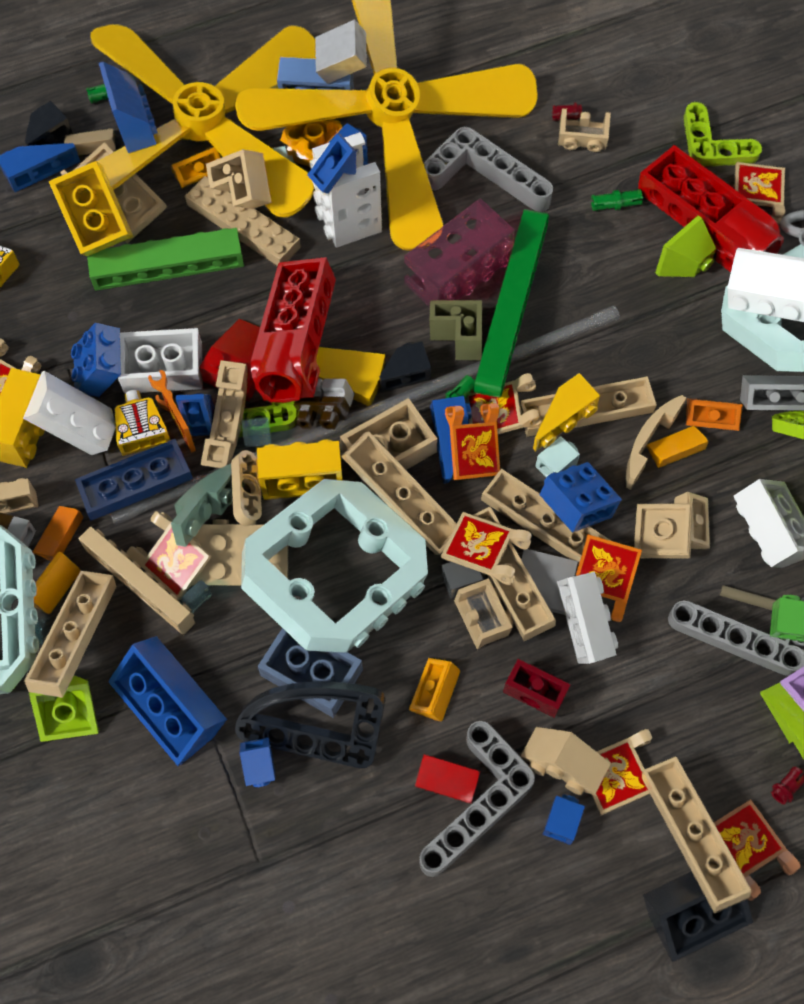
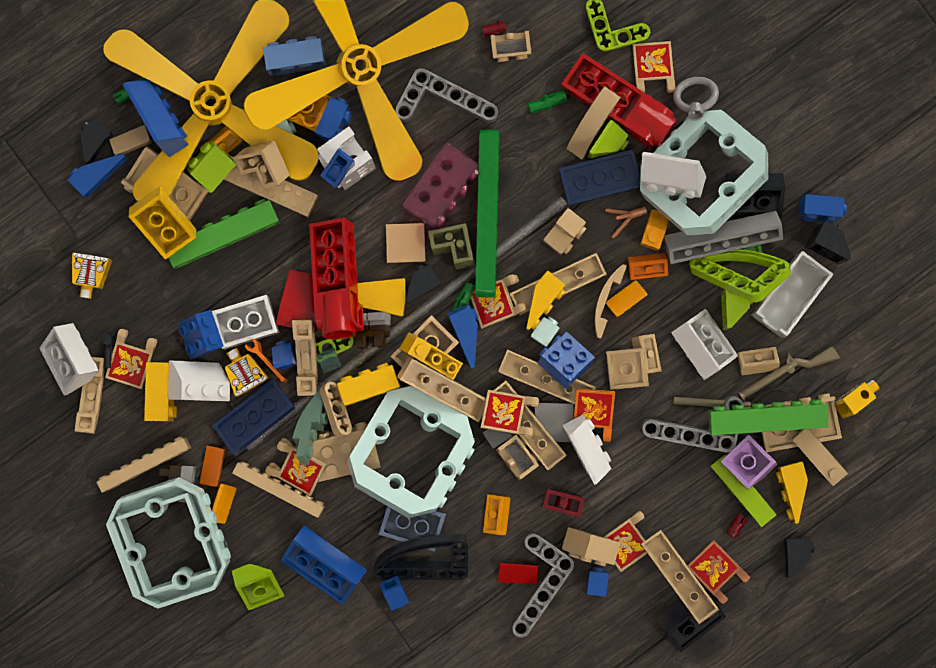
camera: 10 degrees left, 20 degrees up
(70, 634) = (249, 539): tan piece -> none
(175, 175) = (210, 165): none -> lime slope
(196, 596) = (322, 490): clear light blue tile -> none
(341, 51) = (311, 41): flat silver piece -> none
(396, 318) = (405, 243): none -> tan tile
(396, 440) = (430, 355): none -> yellow slope
(474, 445) = (486, 339): flag -> none
(613, 342) = (564, 232): none -> tan brick
(669, 295) = (600, 177): none -> dark blue plate
(670, 221) = (592, 122): none -> tan slope
(700, 346) = (626, 214): none -> nougat plant
(728, 372) = (654, 230): none -> light orange slope

